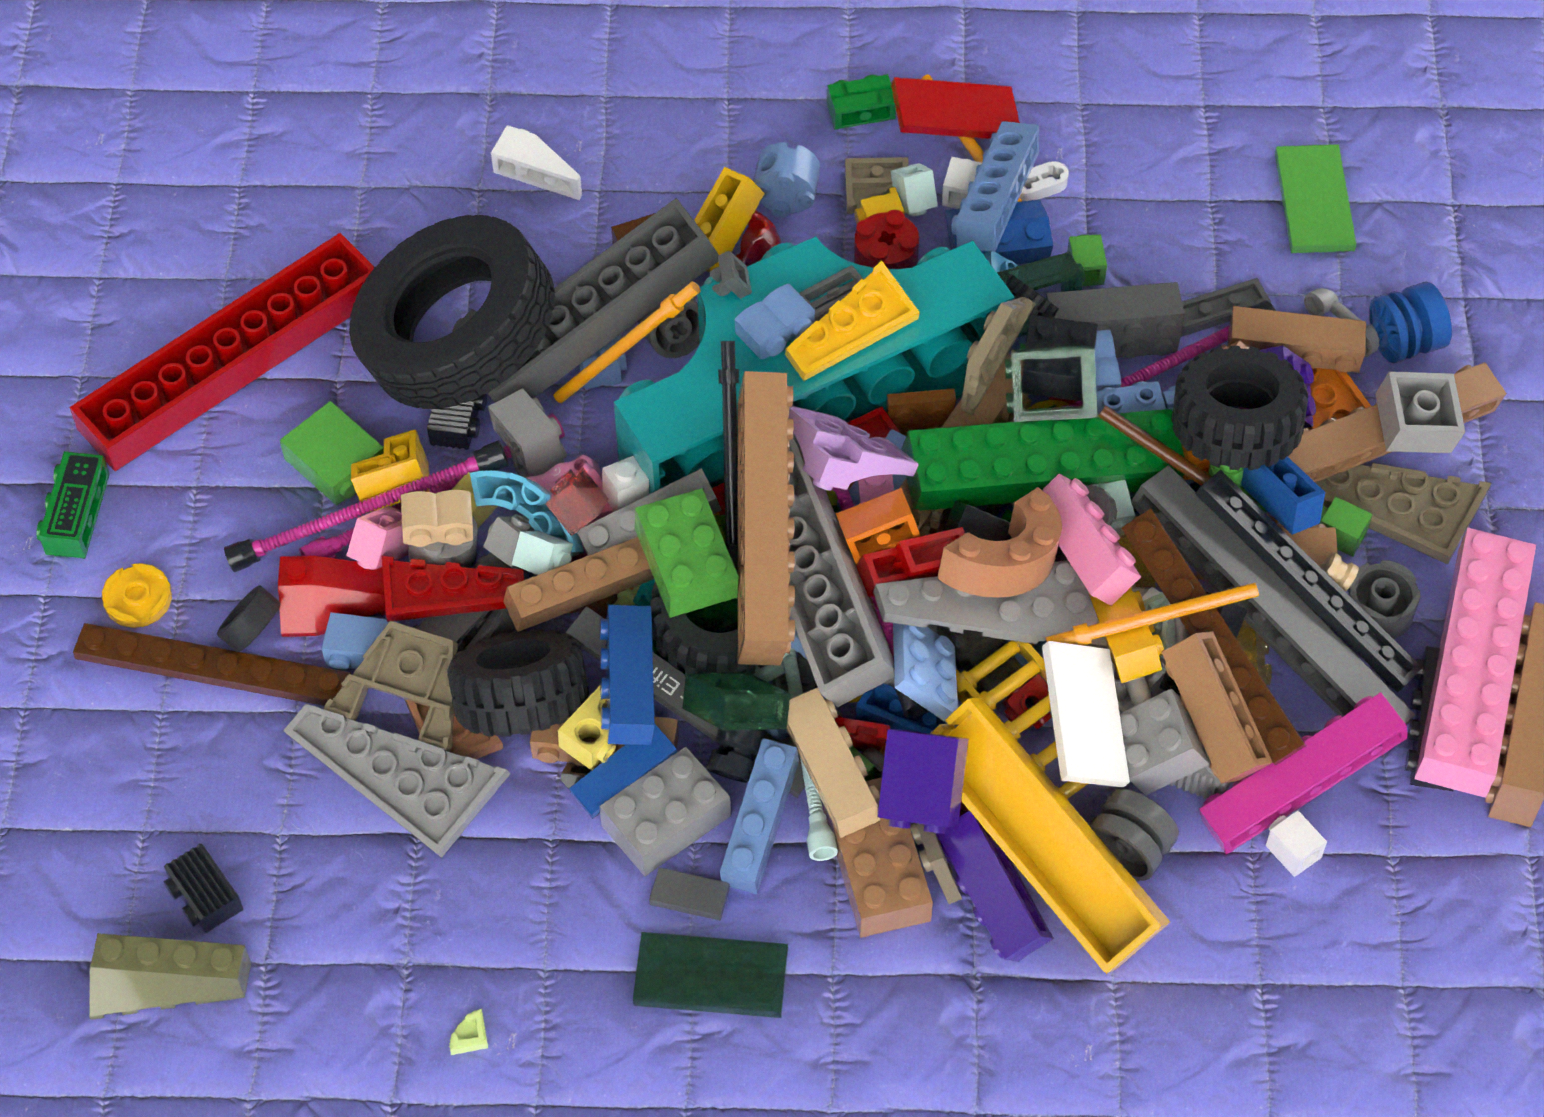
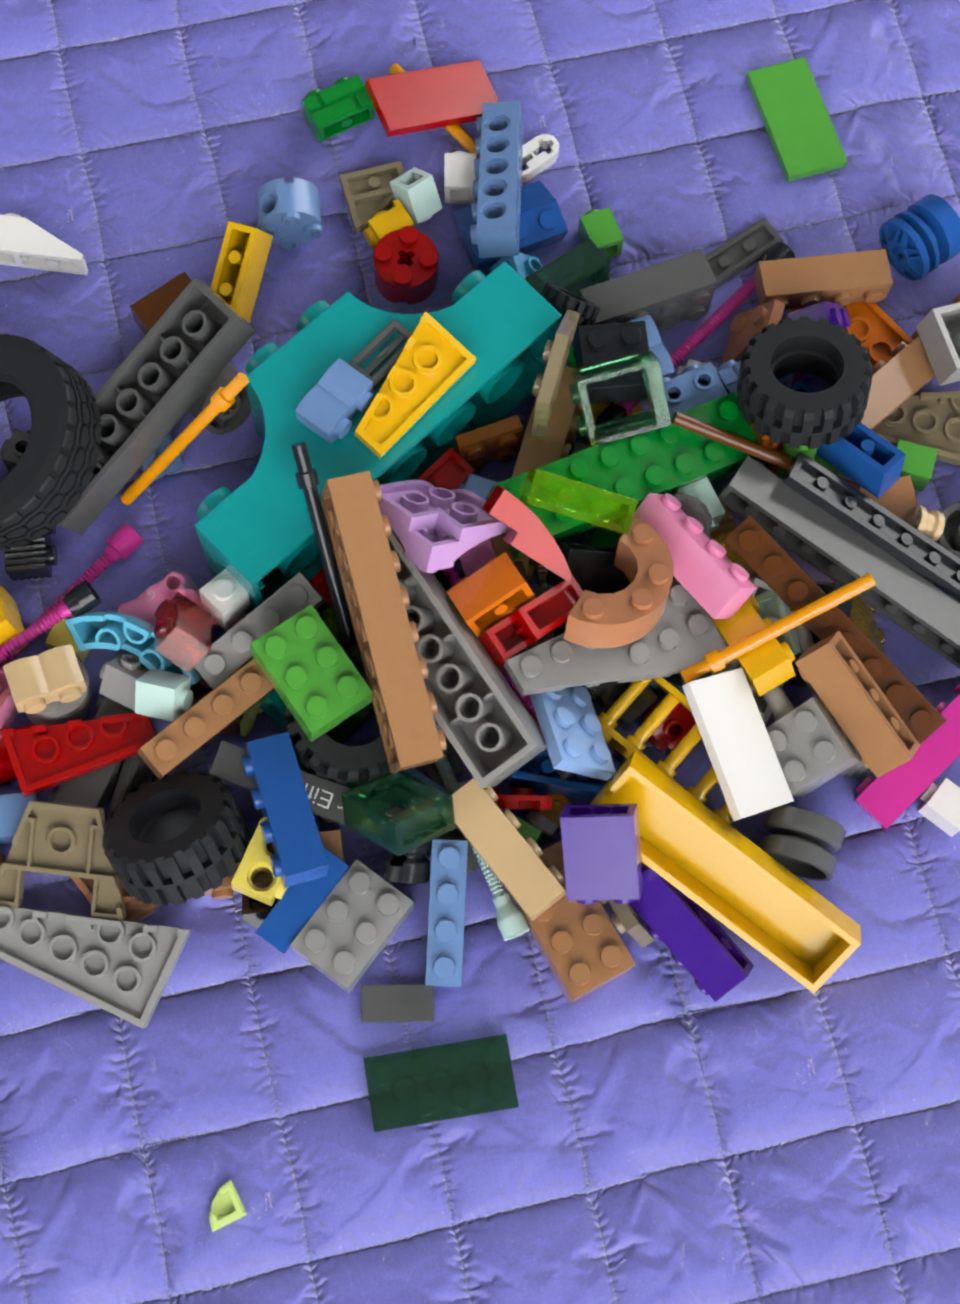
camera: 20 degrees left, 15 degrees up
(527, 433) = (110, 557): light grey brick -> none
(733, 276) = (279, 358): dark grey tile -> none
(757, 239) = (280, 290): hair -> none
(928, 475) = (527, 531): none -> slope
(983, 456) = (578, 501): none -> clear neon green brick
(1323, 300) = (831, 229): light grey bar -> none

